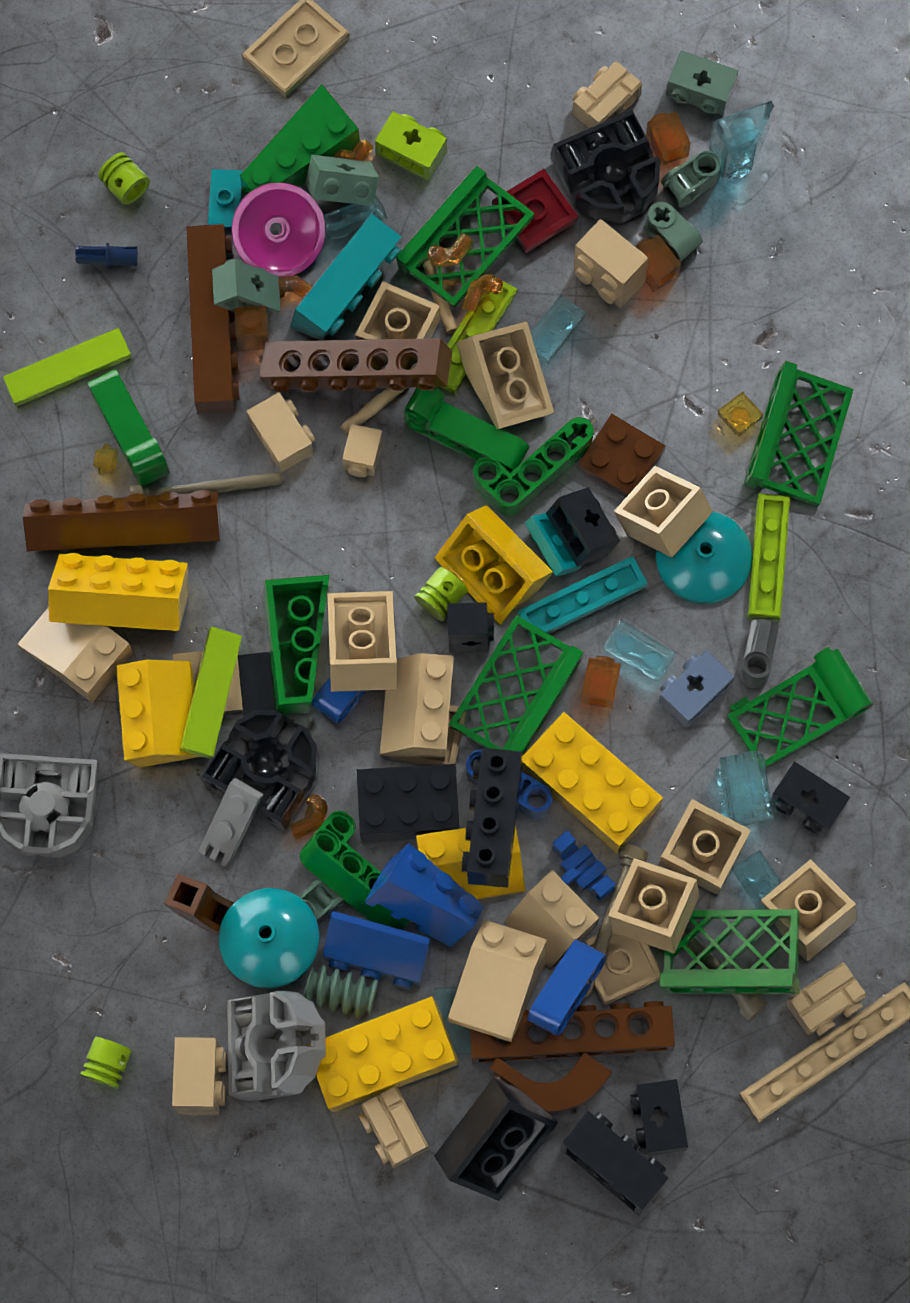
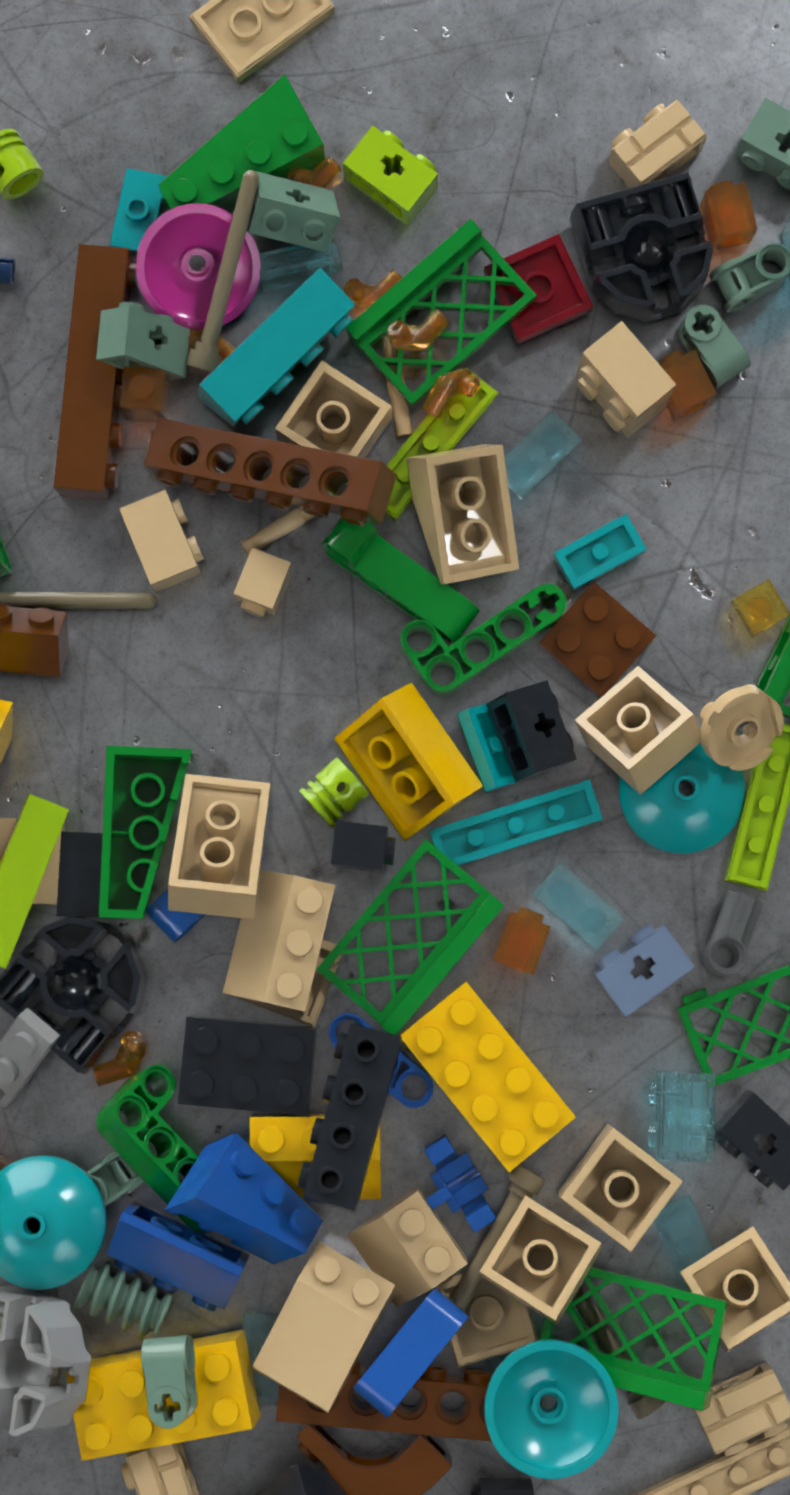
camera: 10 degrees right, 10 degrees up
(293, 291) = (207, 352): none -> dark tan piece
(386, 1020) = (169, 1371): none -> sand green piece
(409, 232) = (366, 294): none -> clear orange arm
(612, 392) = (599, 552): none -> teal plate
(693, 987) = (557, 1439): none -> teal dish
(723, 492) = (727, 713): none -> tan plate

